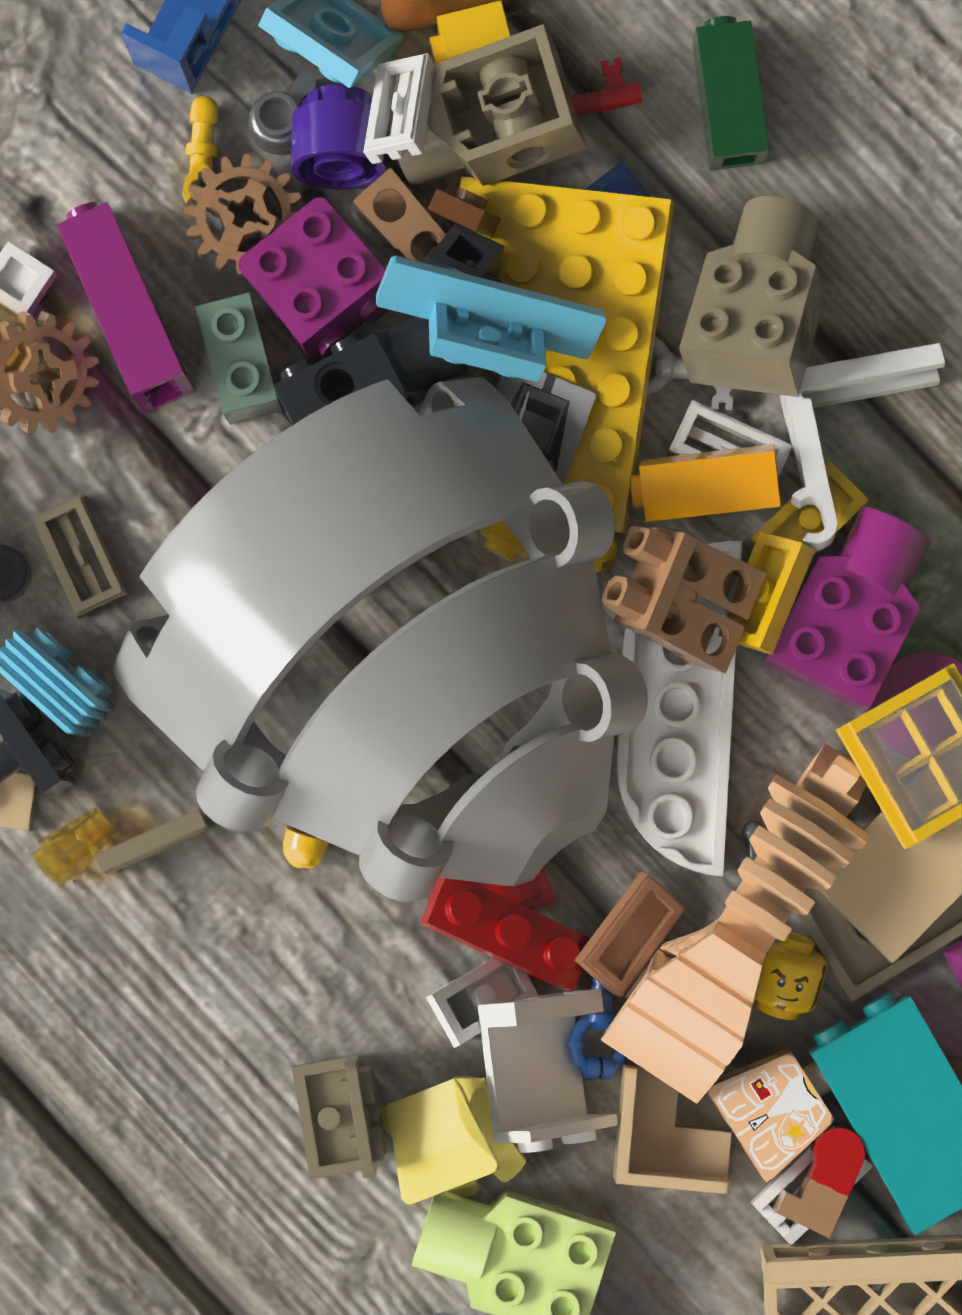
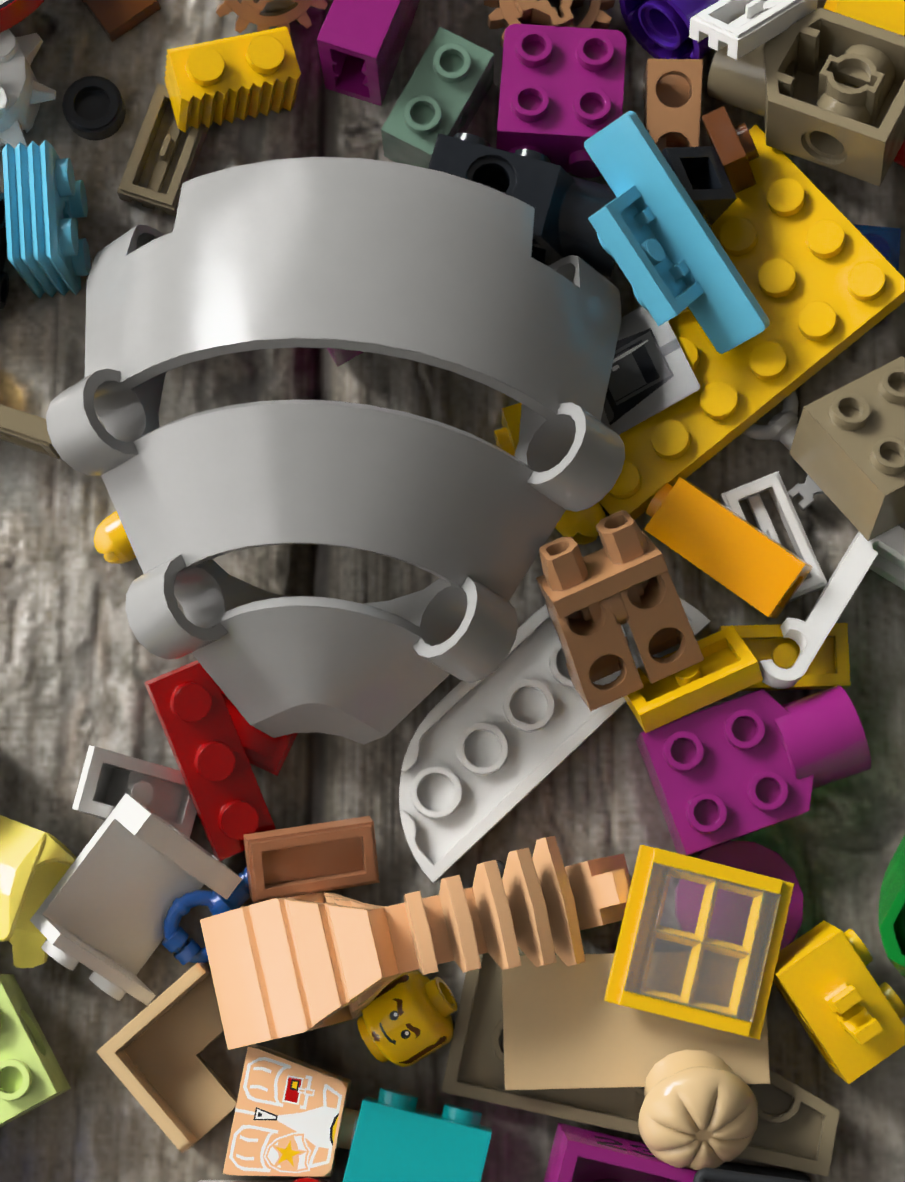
camera: 45 degrees right, 5 degrees down
(83, 468) = (232, 78): none -> yellow brick

